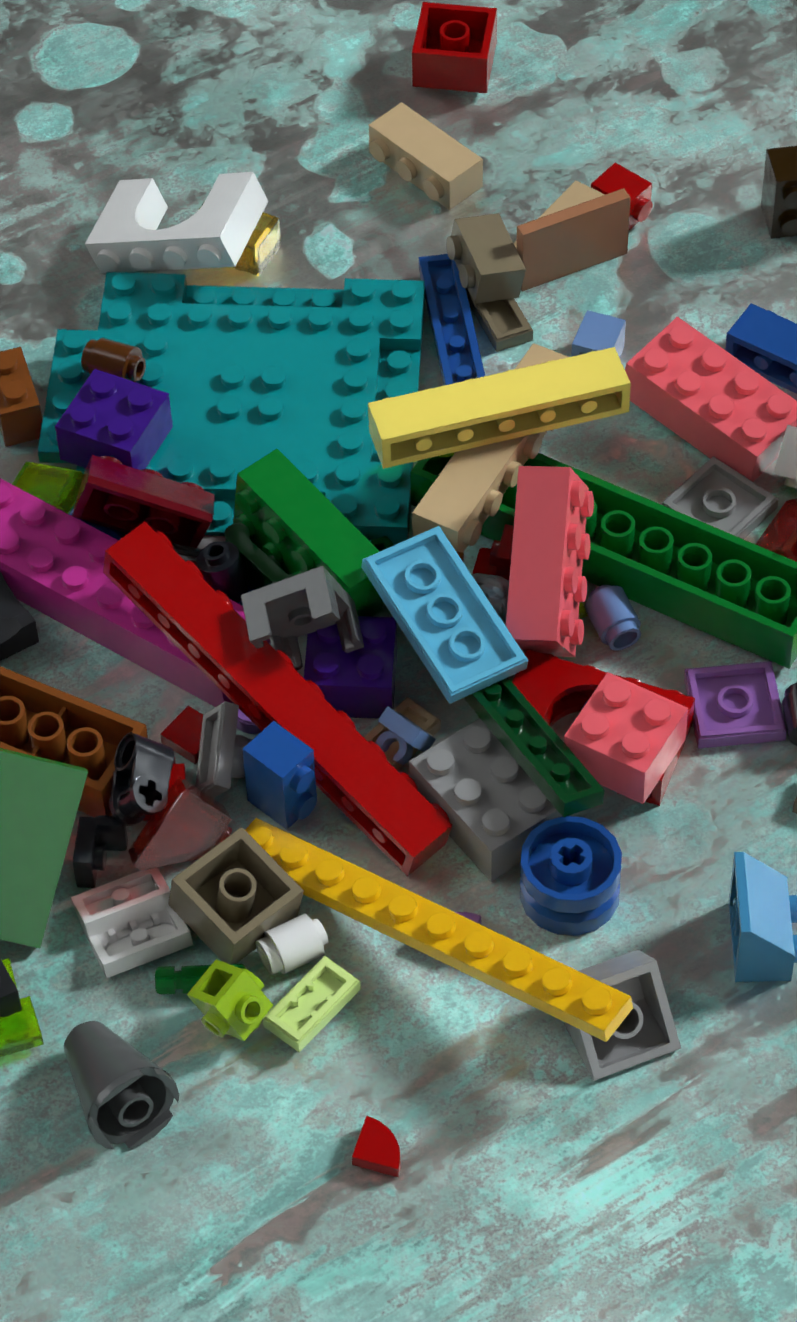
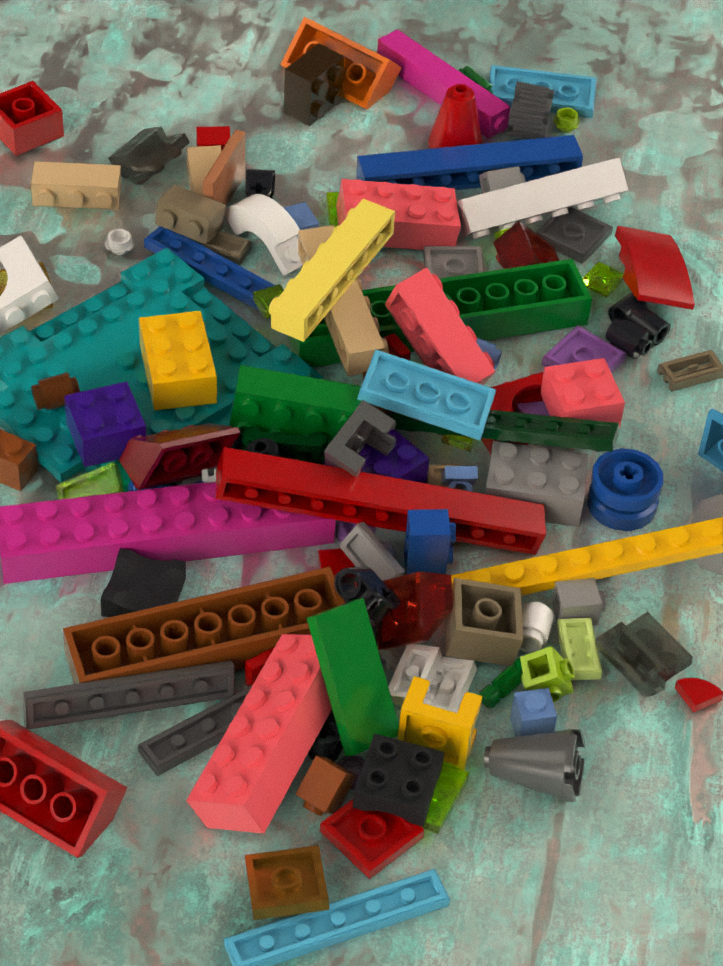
camera: 50 degrees left, 5 degrees down
(58, 963) = (438, 727): none -> yellow panel
(170, 1032) = (533, 712): none -> medium blue brick
(261, 404) = (177, 360): none -> yellow brick
(357, 1060) = (644, 653): none -> clear smoke brick
(369, 954) = (578, 600): none -> light grey brick
(397, 245) = (119, 241): none -> white plate
(536, 164) = (148, 154): none -> clear smoke brick
(553, 312) = (271, 224): none -> white arch
(608, 279) = (260, 182): none -> black piece

